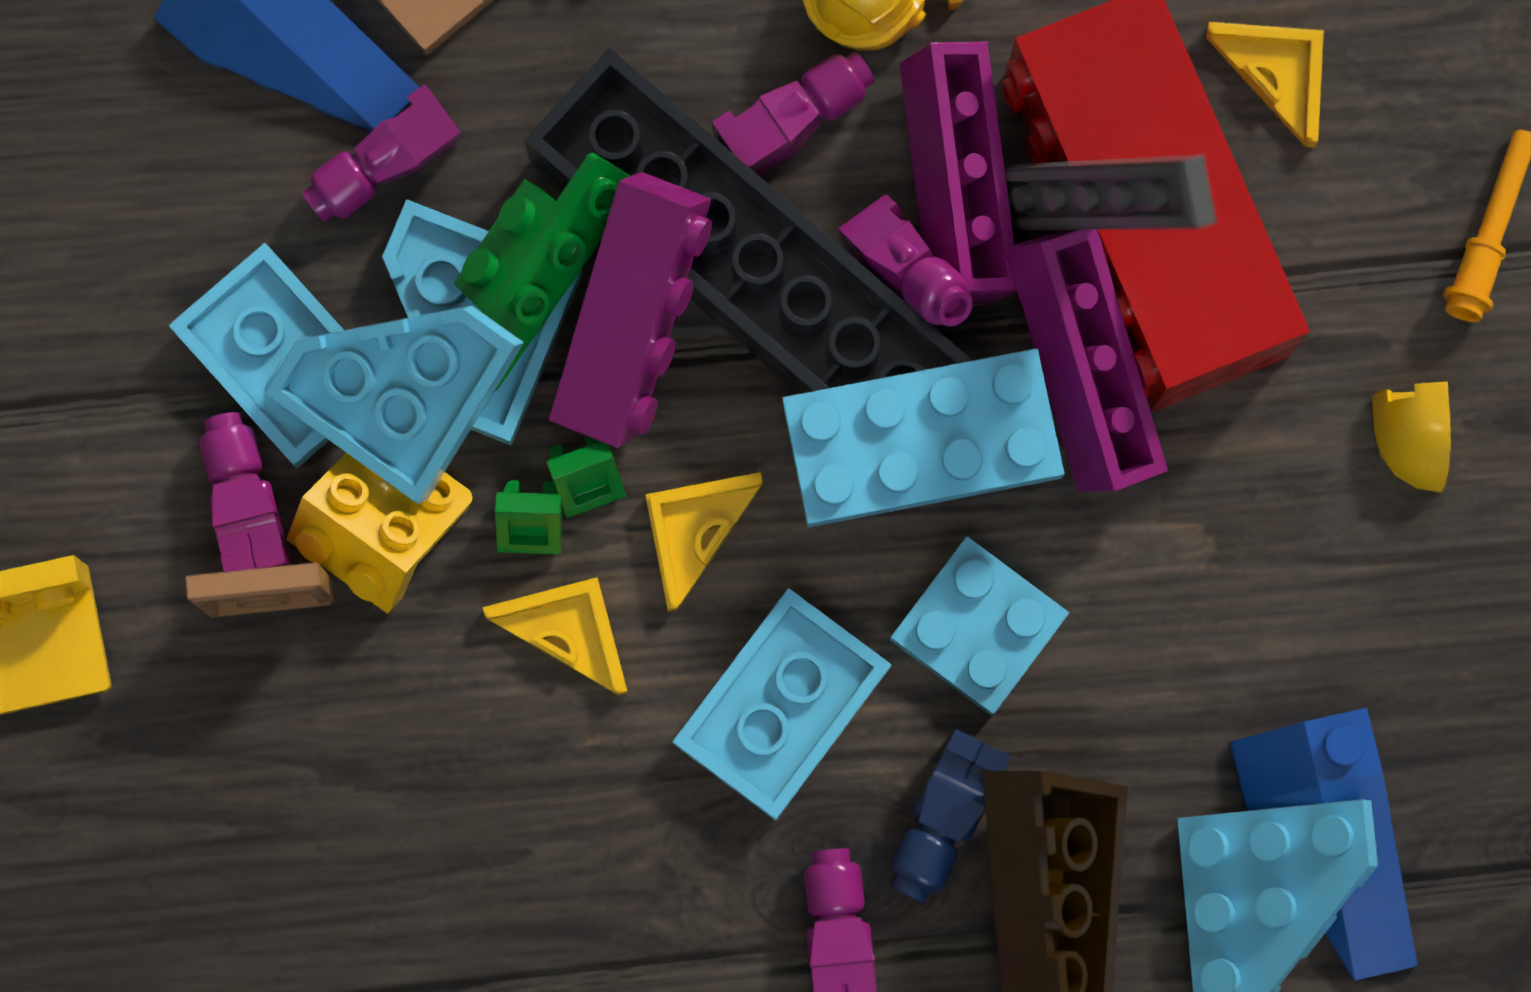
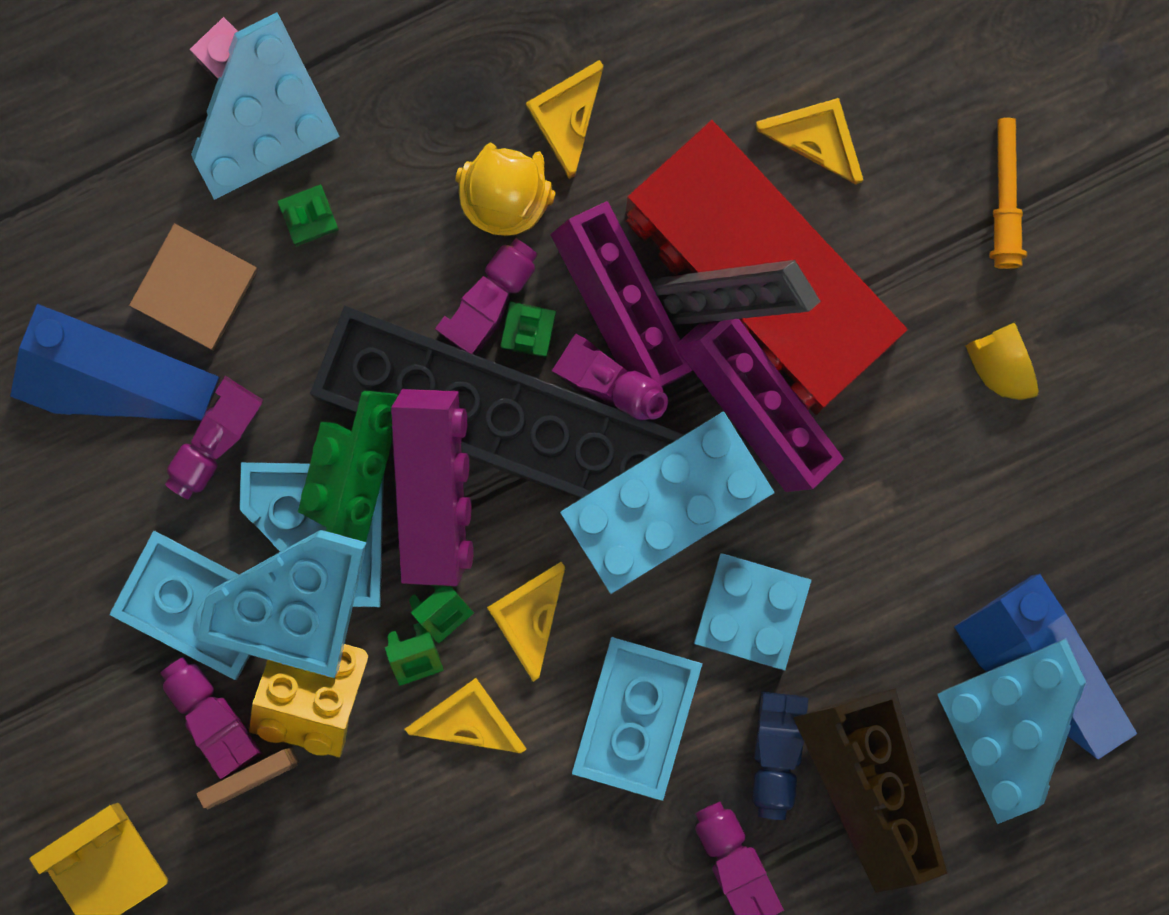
camera: 20 degrees left, 5 degrees up
(828, 172) = (528, 329): none -> green tile

